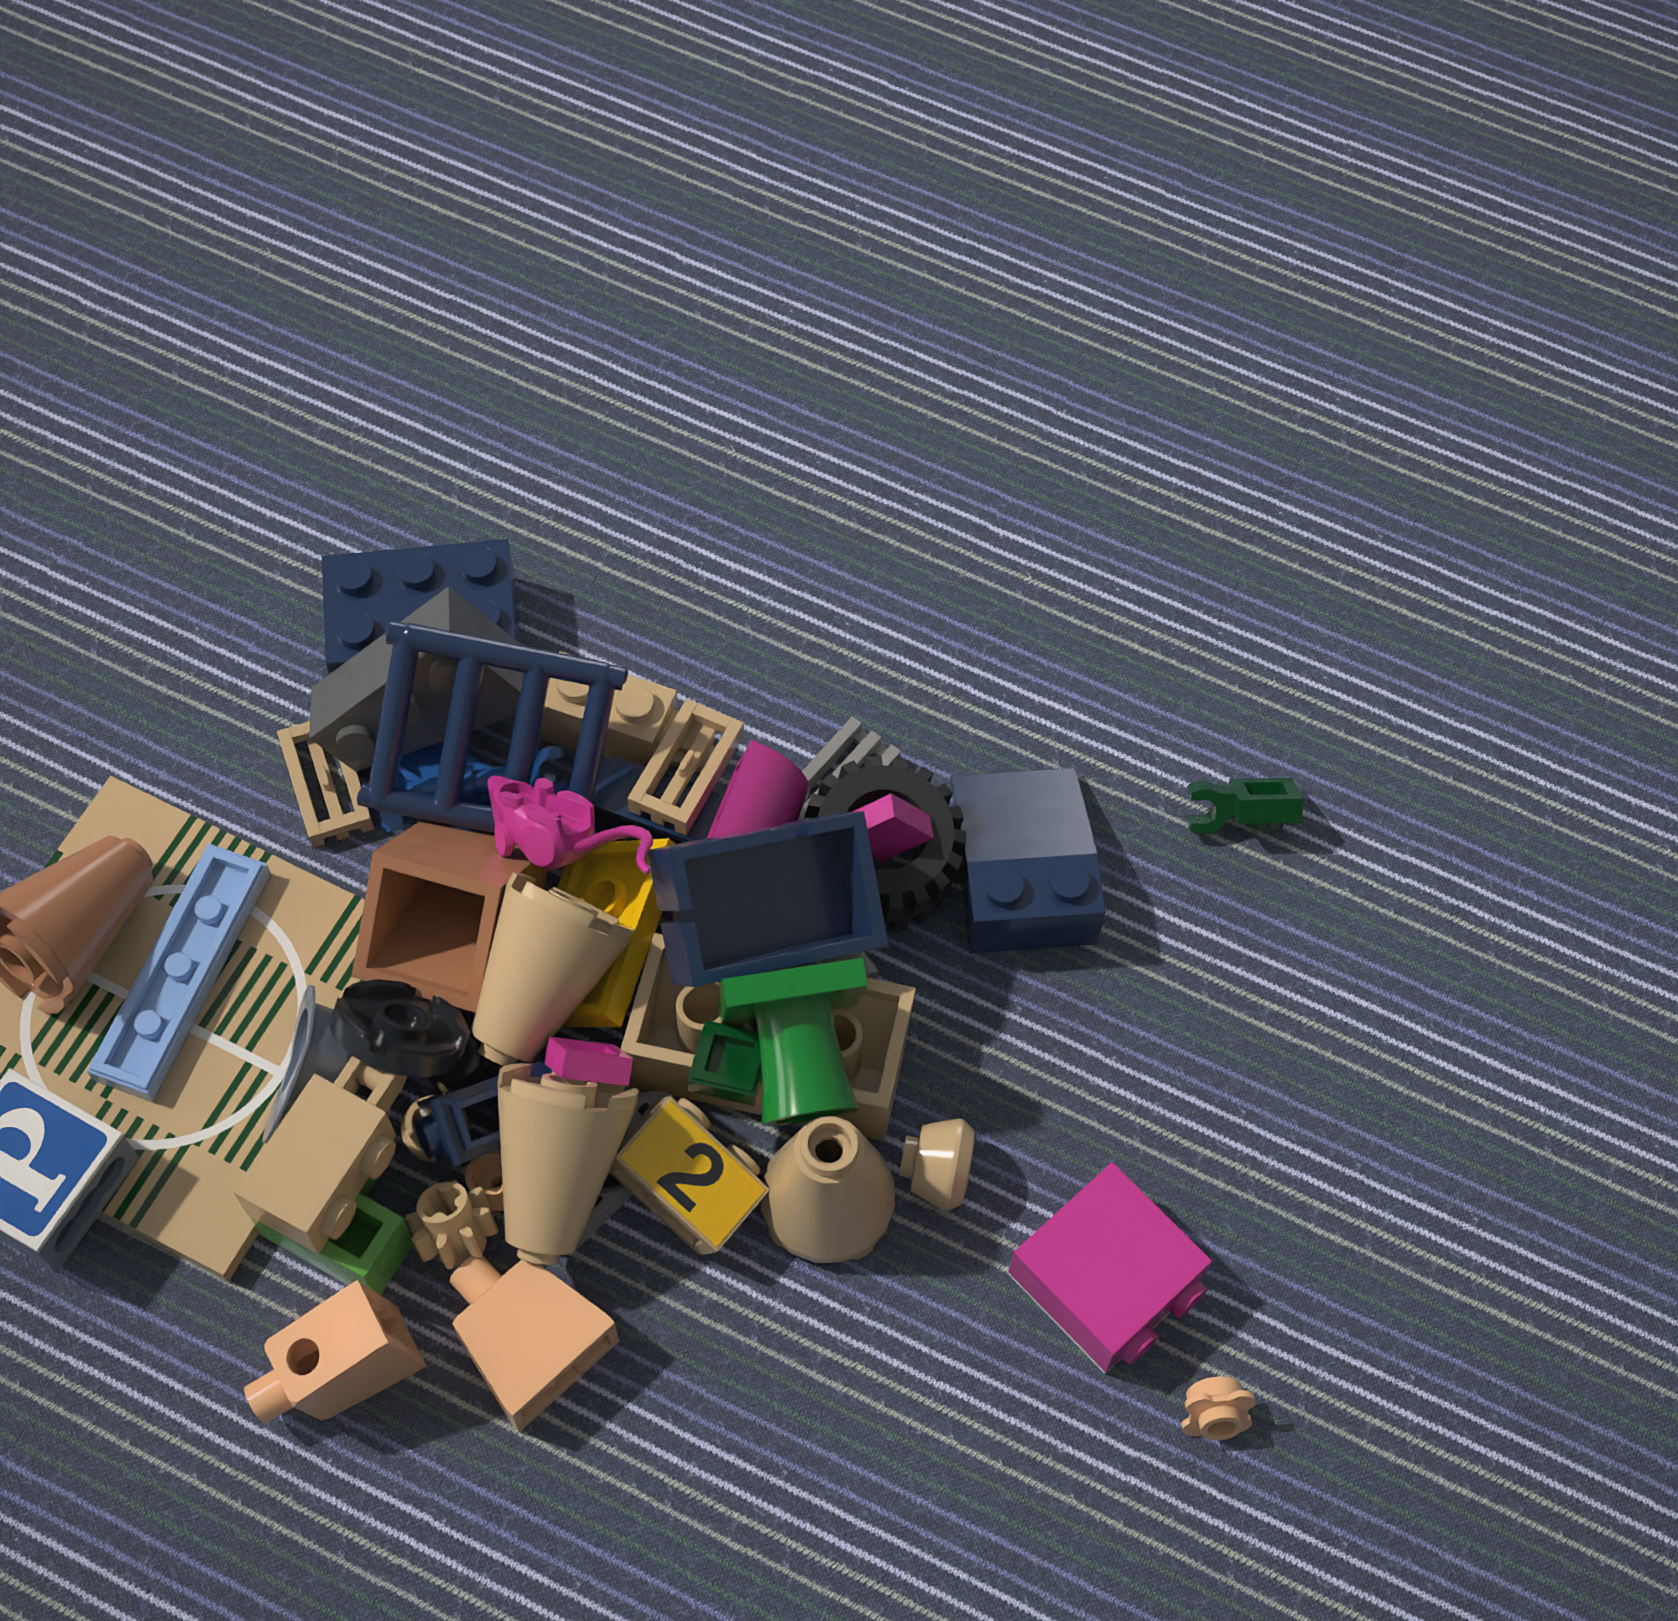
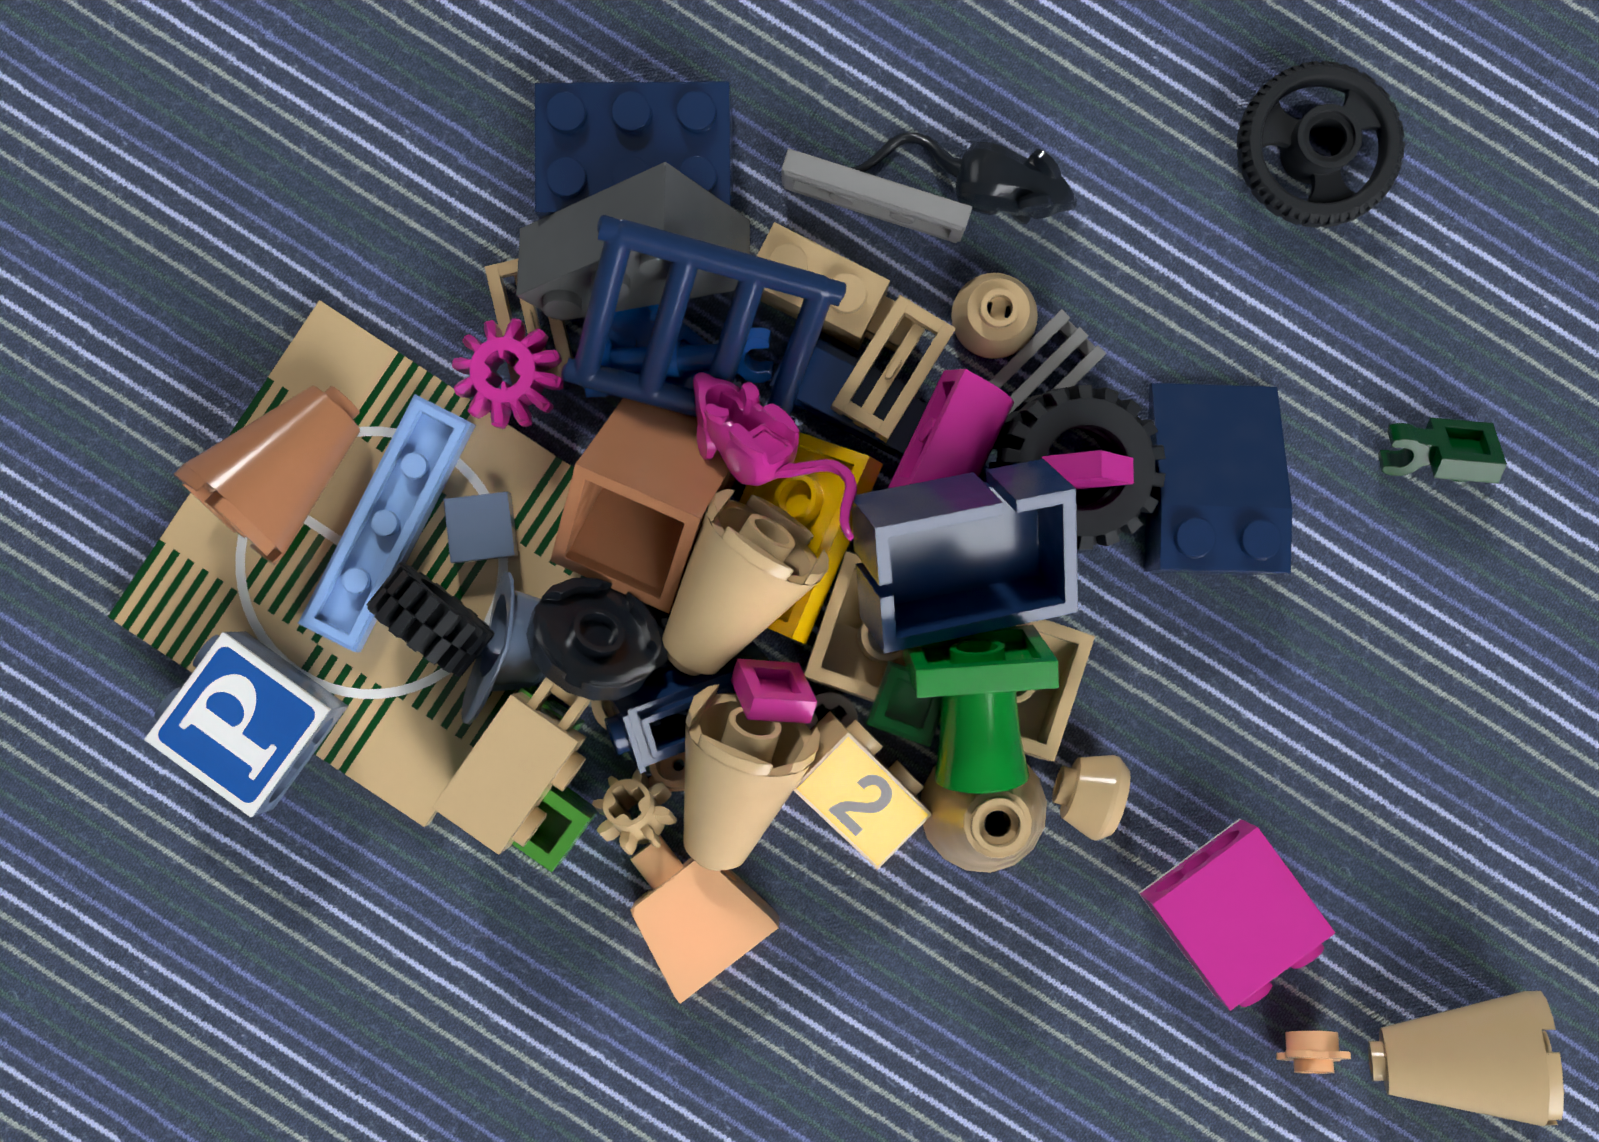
camera: 10 degrees right, 25 degrees up
(229, 1039) = (430, 620): none -> black tyre
(278, 963) = (480, 527): none -> sand blue tile
(279, 818) = (485, 380): none -> dark pink gear
(335, 1356) = (525, 927): light nougat torso -> none
(658, 633) = (874, 196): none -> light grey tile
(775, 610) = (995, 177): none -> black animal
(789, 724) = (992, 333): none -> tan cone
(1075, 573) = (1267, 124): none -> black wheel
(1388, 1389) = (1477, 1059): none -> tan cone

